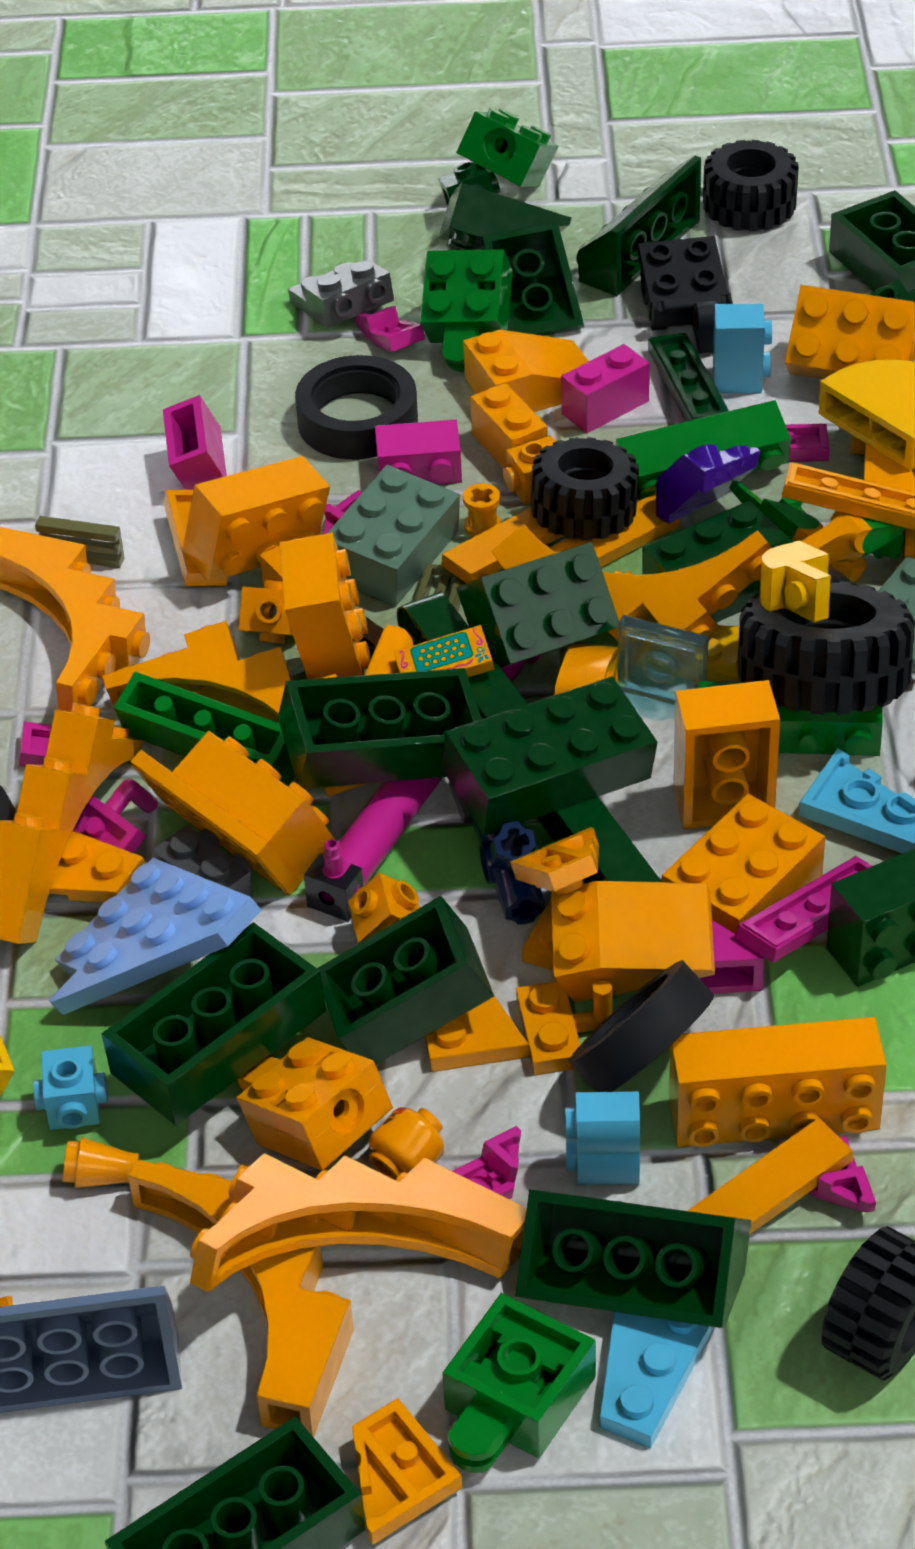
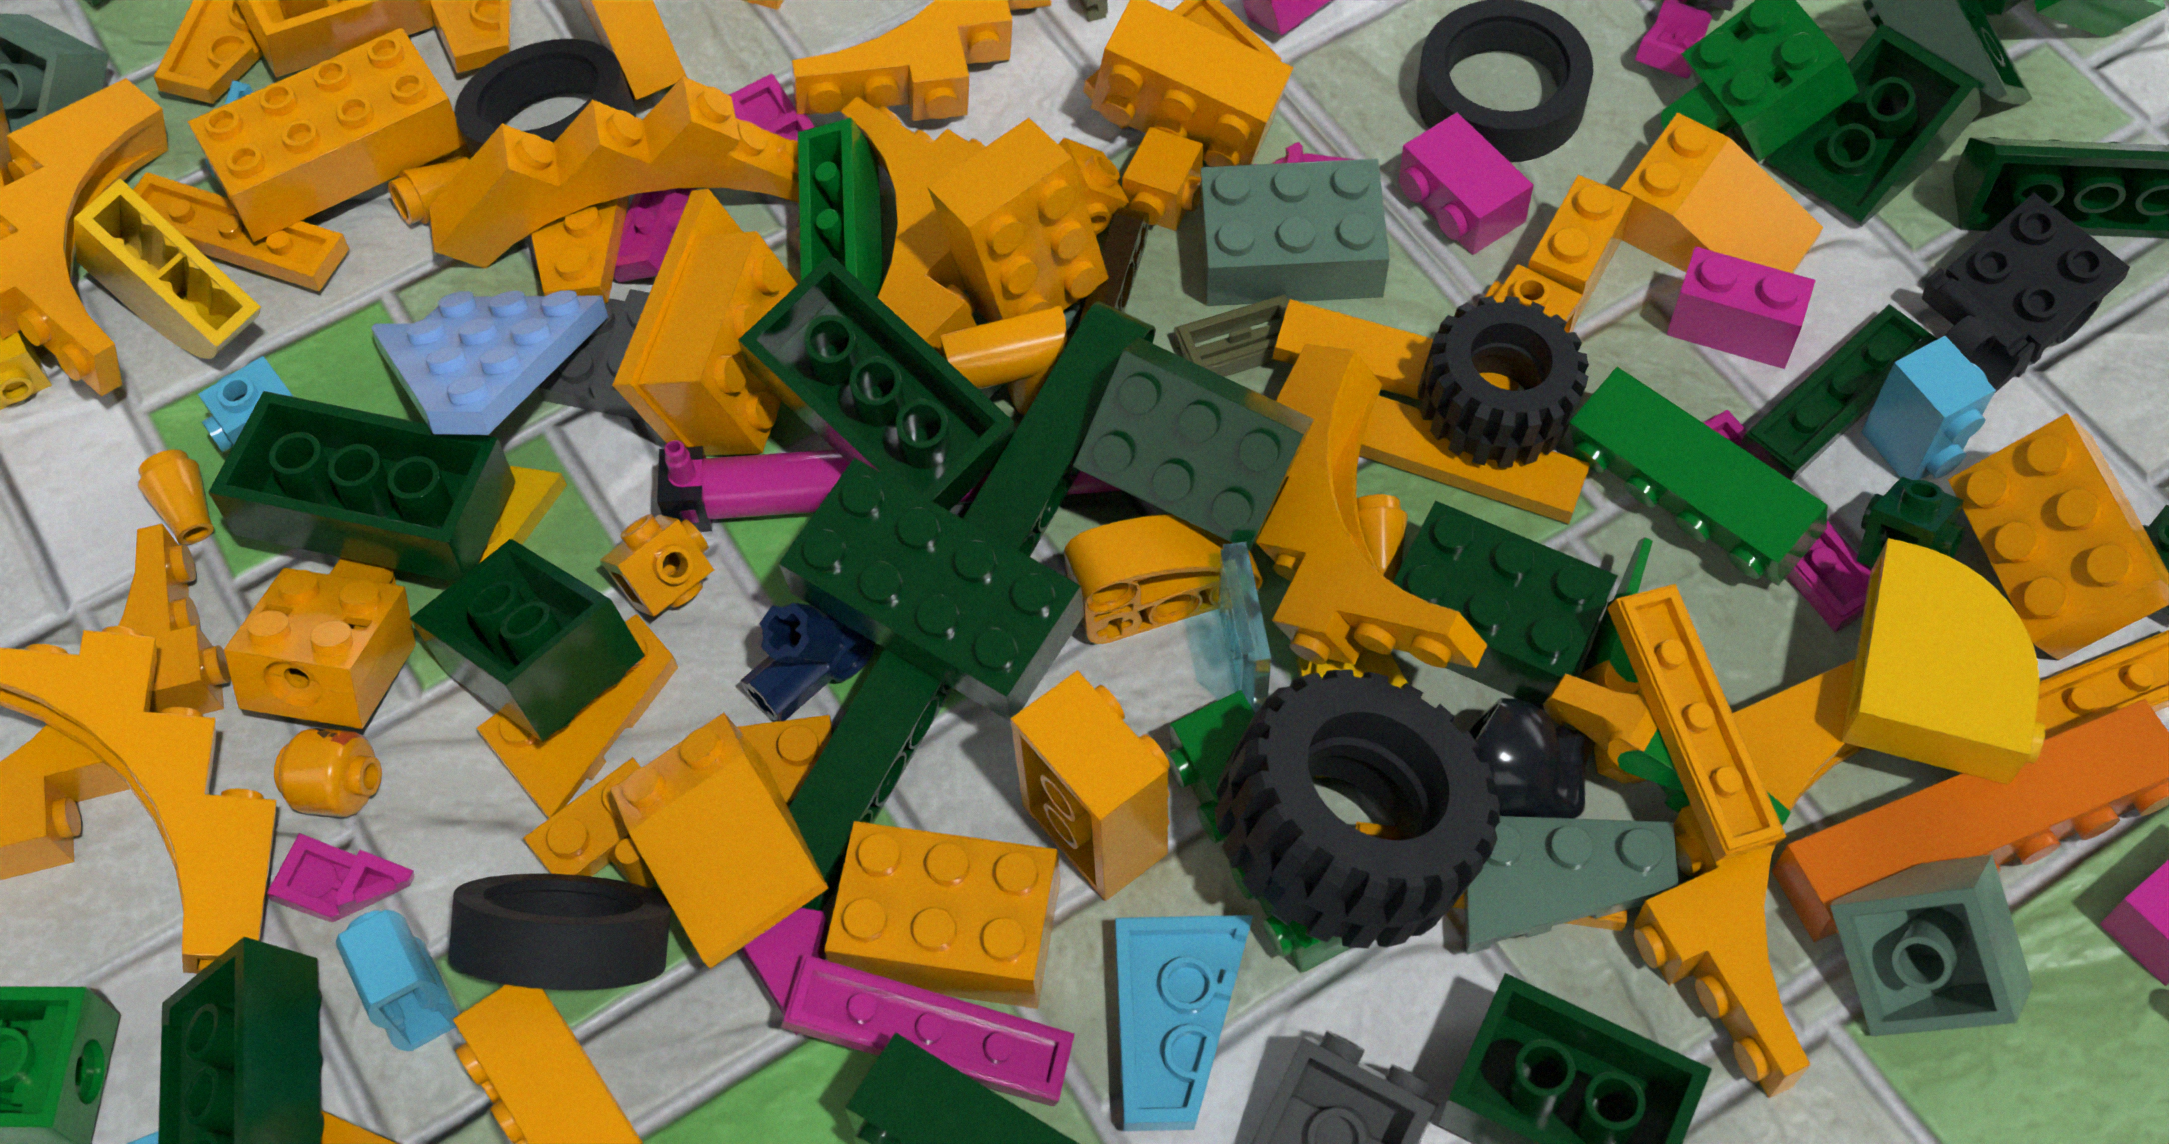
camera: 60 degrees right, 15 degrees up
(454, 651) = (1029, 393): tile -> none
(481, 505) = (1411, 292): light orange bush -> none
(560, 864) = (767, 700): light orange wing -> none
(701, 478) = (1613, 498): dark purple slope -> none
(796, 579) = (1393, 695): yellow brick -> none
(798, 390) = (1912, 514): none -> dark green brick

